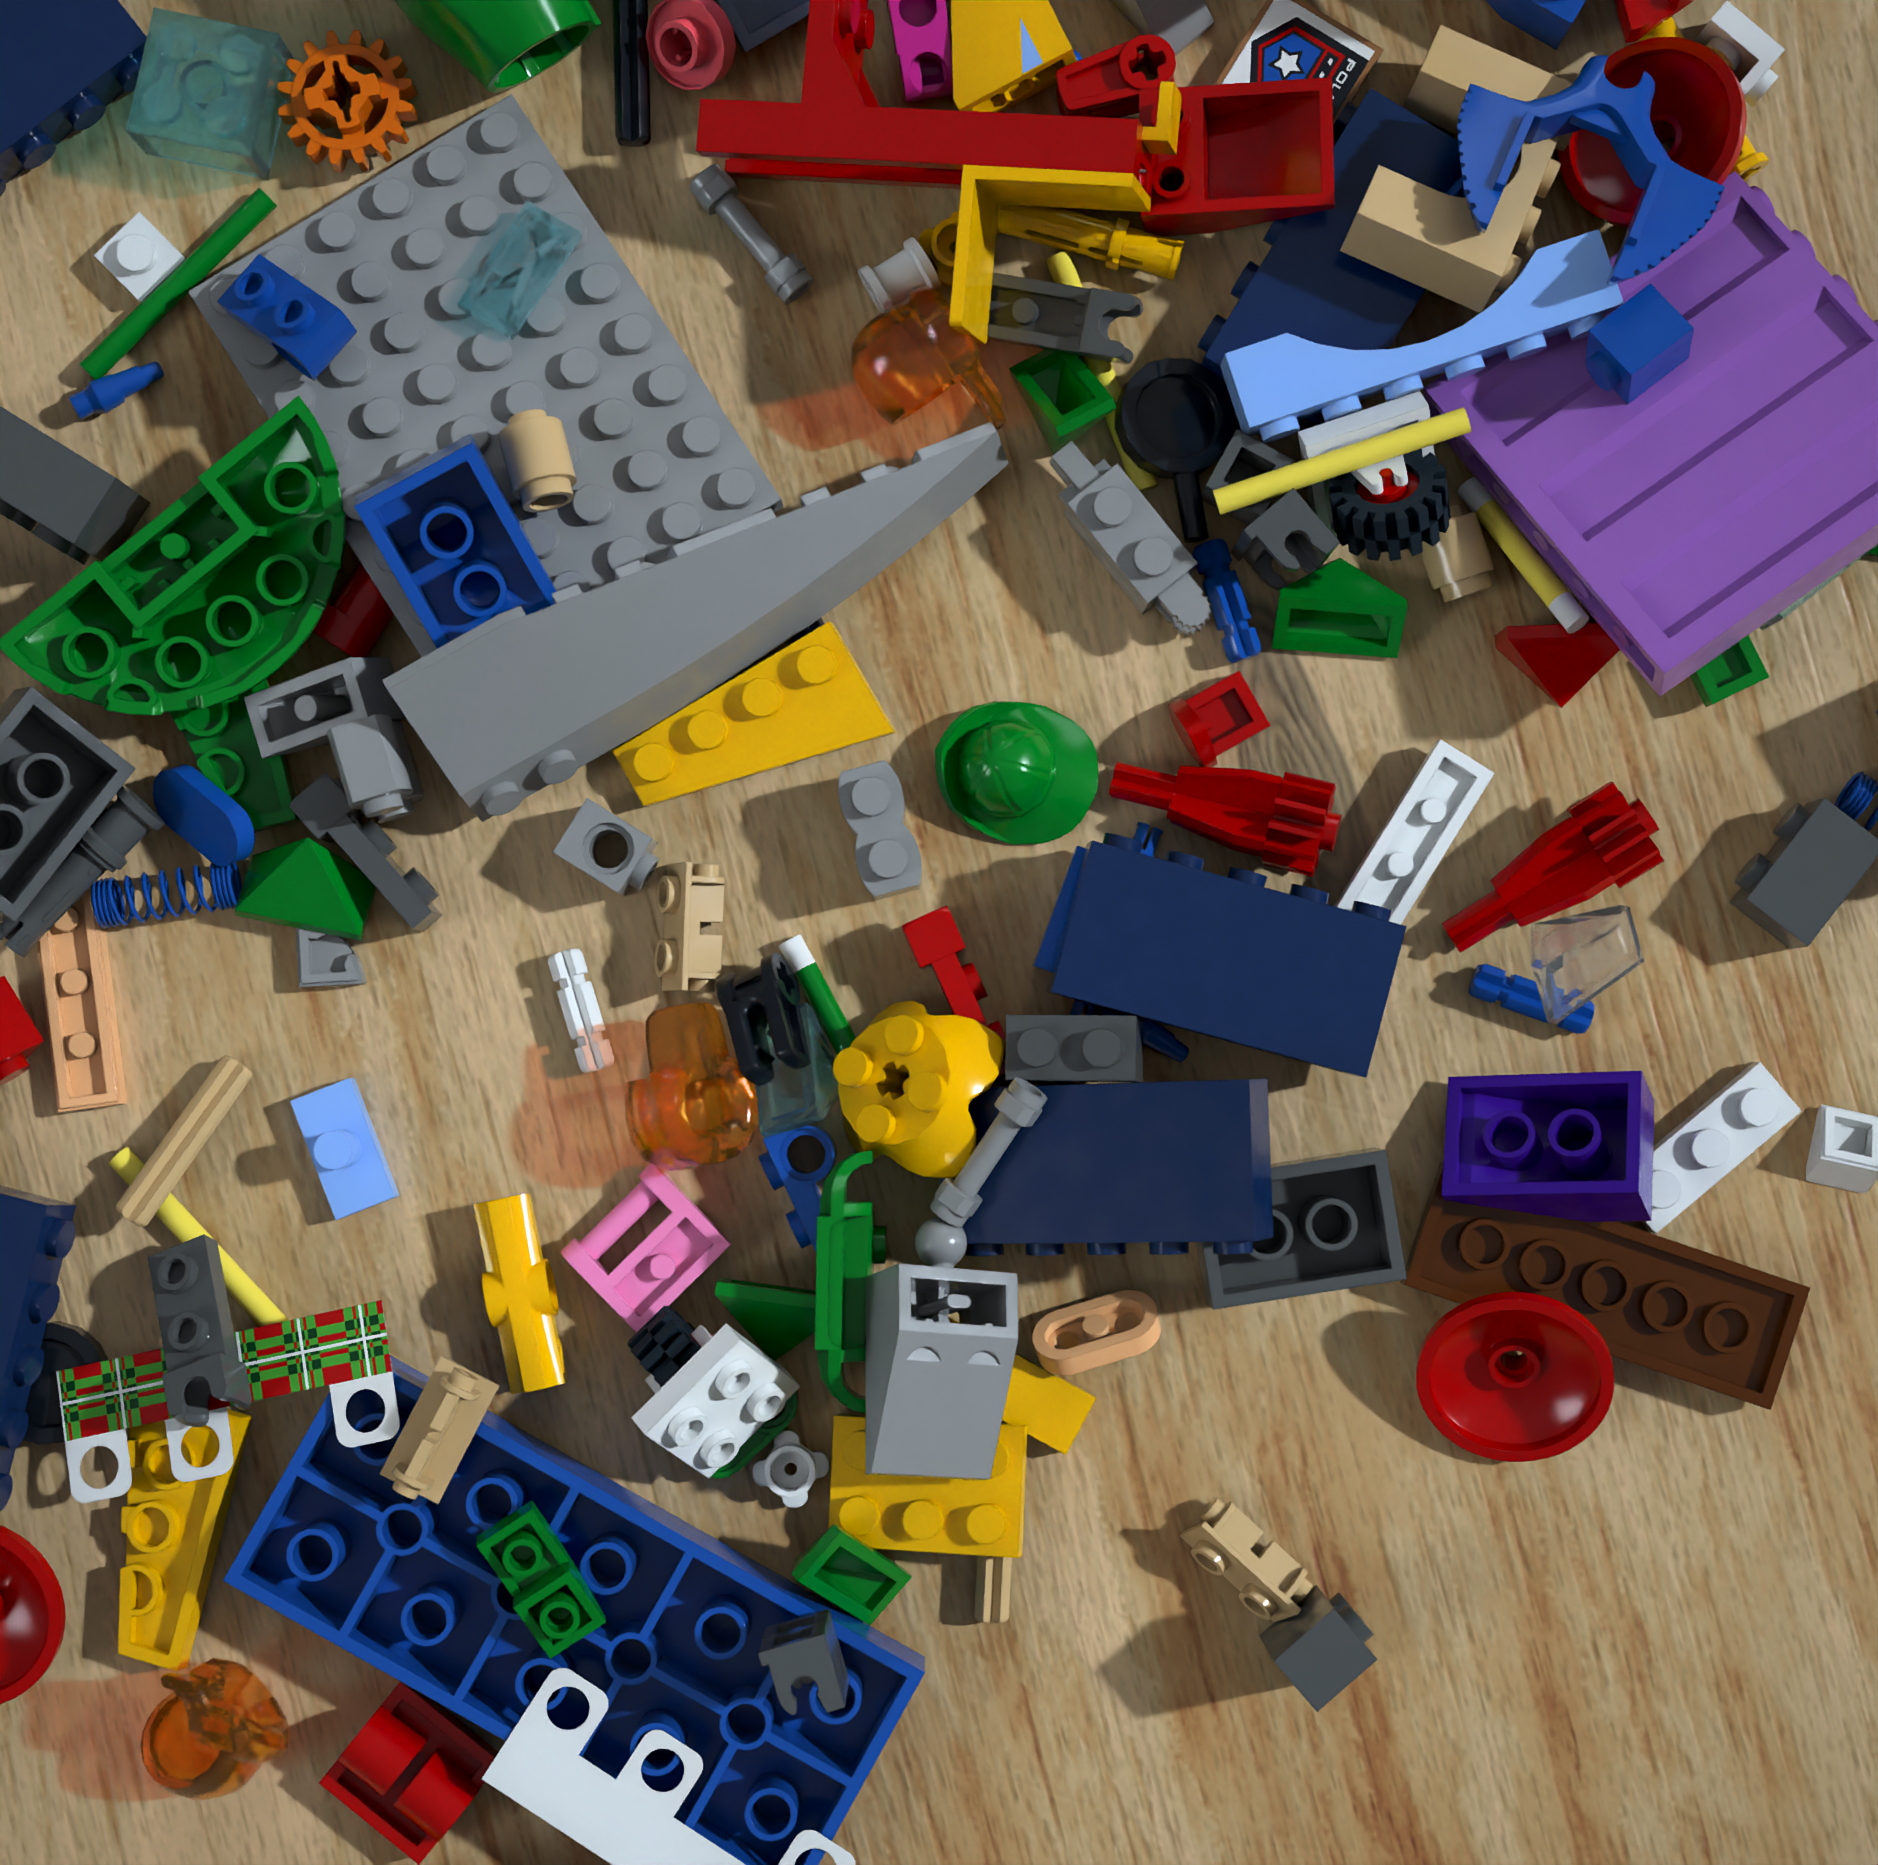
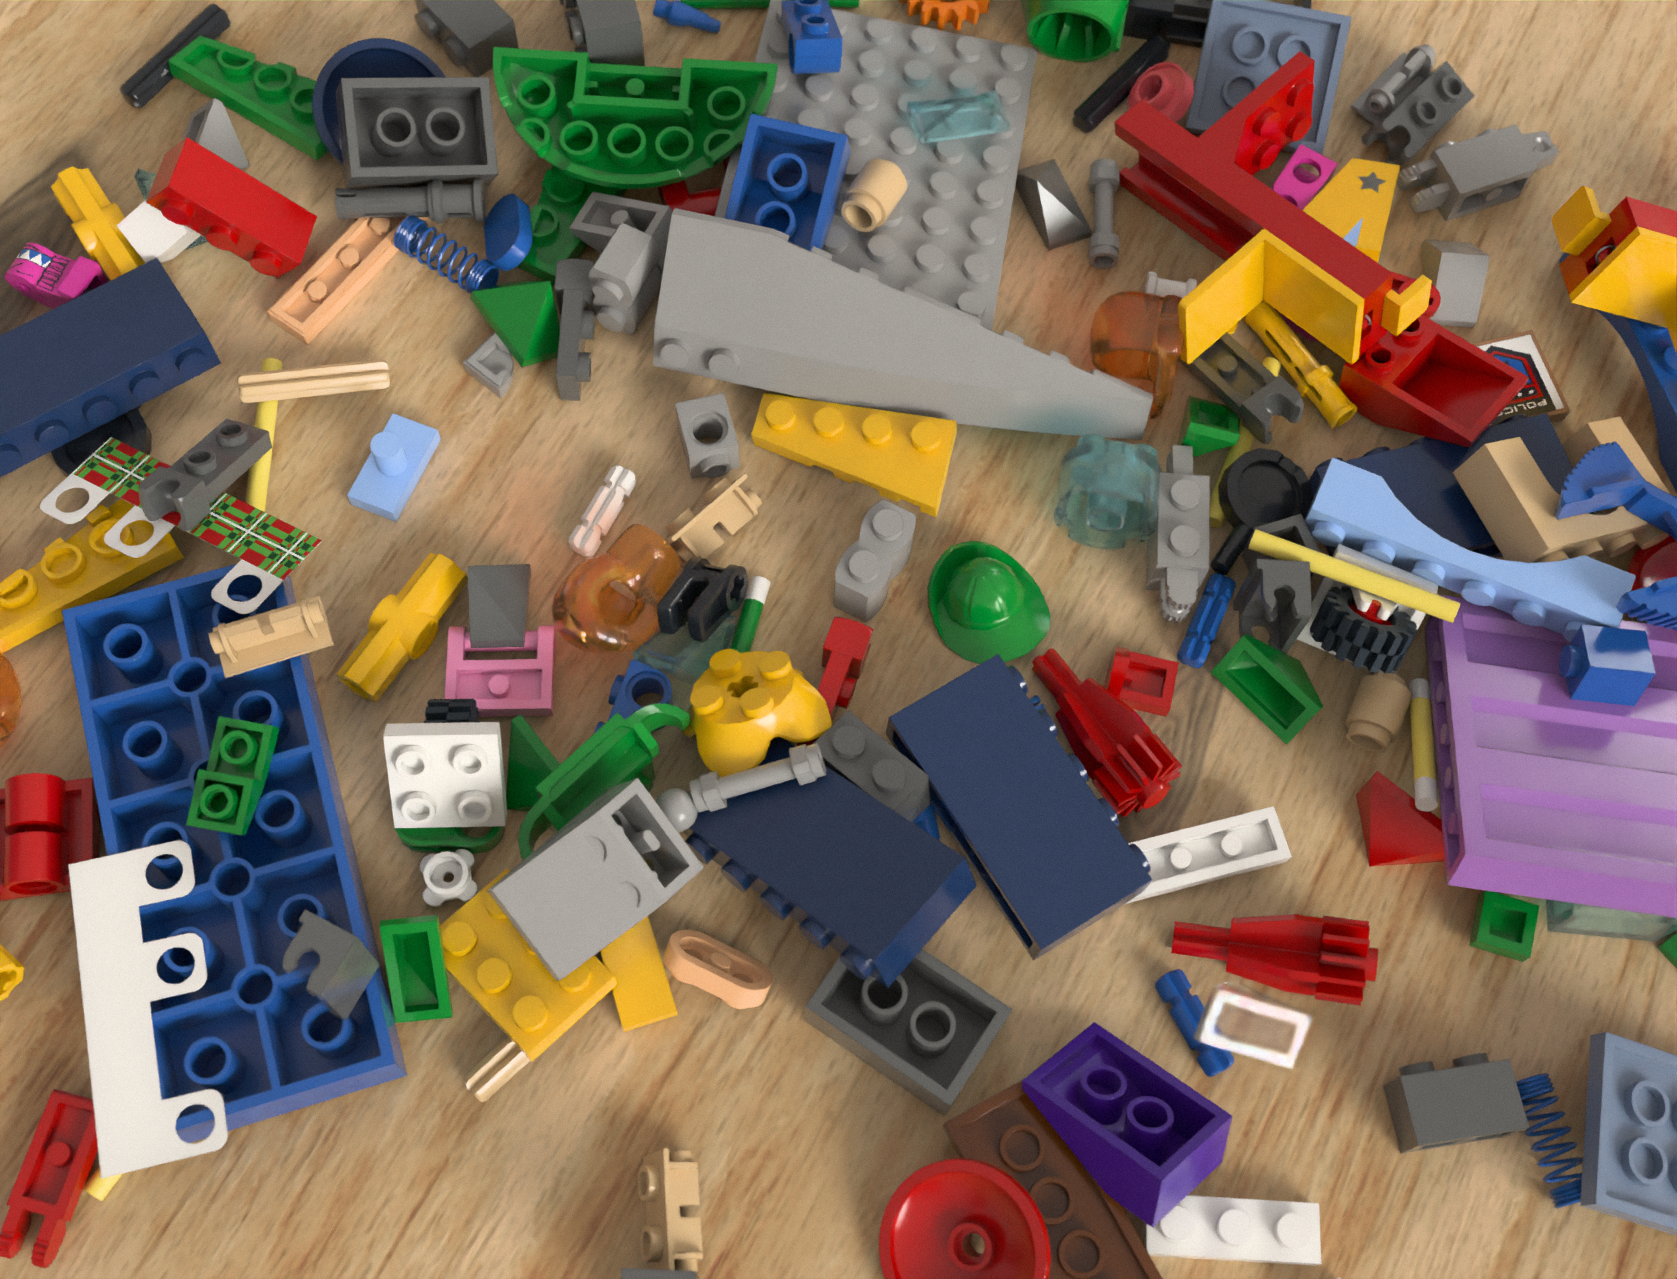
camera: 40 degrees right, 20 degrees down
(584, 1192) = (498, 605): none -> dark grey slope
(688, 267) = (1051, 205): none -> dark grey slope
(1034, 562) = (1108, 492): none -> clear light blue brick

